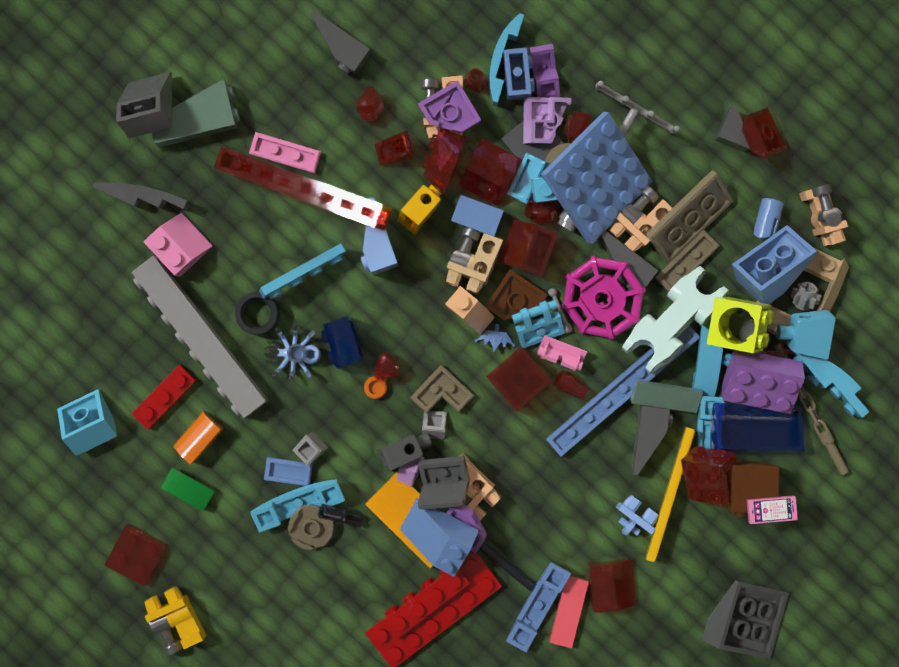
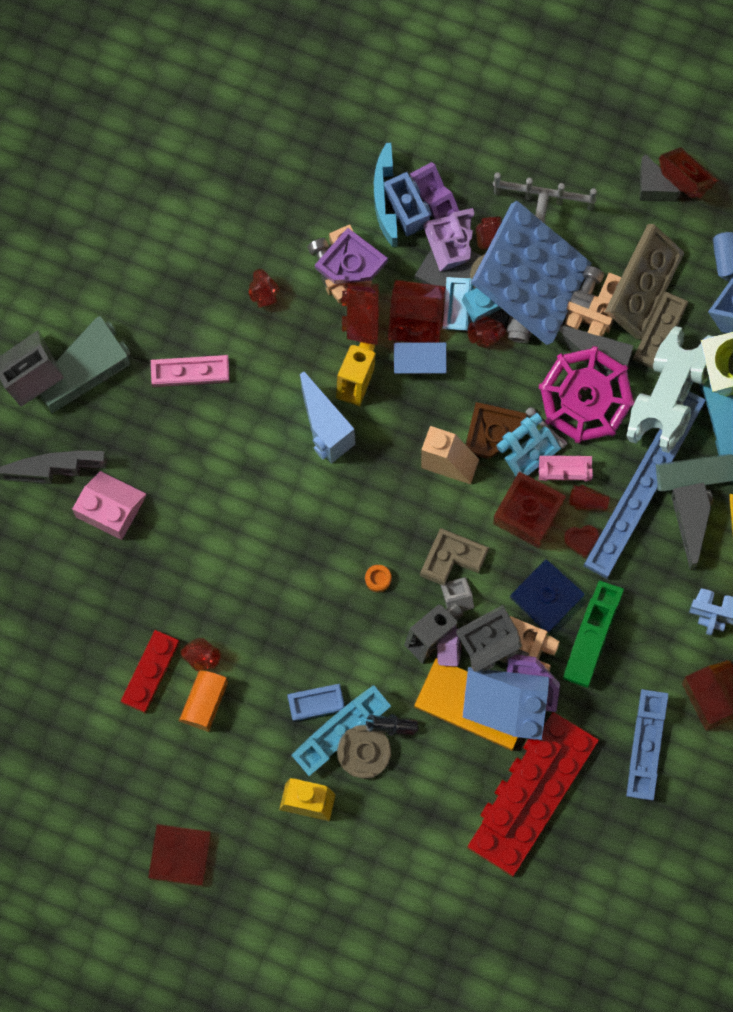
camera: 15 degrees left, 15 degrees down
(86, 423) = (75, 727): medium azure slope -> none
(177, 614) = (244, 904): yellow hips -> none
(187, 489) = (211, 758): green slope -> none
(199, 336) = (167, 591): light grey brick -> none
(208, 400) = (201, 654): none -> clear red rock
(240, 318) = (207, 530): black tyre -> none
(250, 551) = (307, 799): none -> yellow torso
(294, 276) = (248, 488): medium azure plate -> none
(296, 353) = (279, 570): animal -> none
(303, 188) = (225, 389): clear red brick -> none
(310, 448) = (330, 668): light grey slope -> none
(342, 342) = (326, 539): clear blue slope -> none
(345, 49) = (214, 242): dark grey slope -> none
(386, 367) = (382, 550): clear red cone -> none
(394, 149) = (307, 323): clear red slope -> none
(474, 266) = (440, 411): tan hips -> none
(475, 85) = (365, 225): clear red cone -> none
(495, 338) = (488, 480): medium blue piece -> none
(506, 452) = (547, 595): none -> clear blue plate
(508, 567) = (595, 717): black bar -> none
(528, 248) = (487, 373): clear red slope -> none
(531, 500) = (593, 634): none -> green slope
(552, 416) = (581, 539): none -> clear red tile
(568, 612) = (683, 742): coral tile -> none

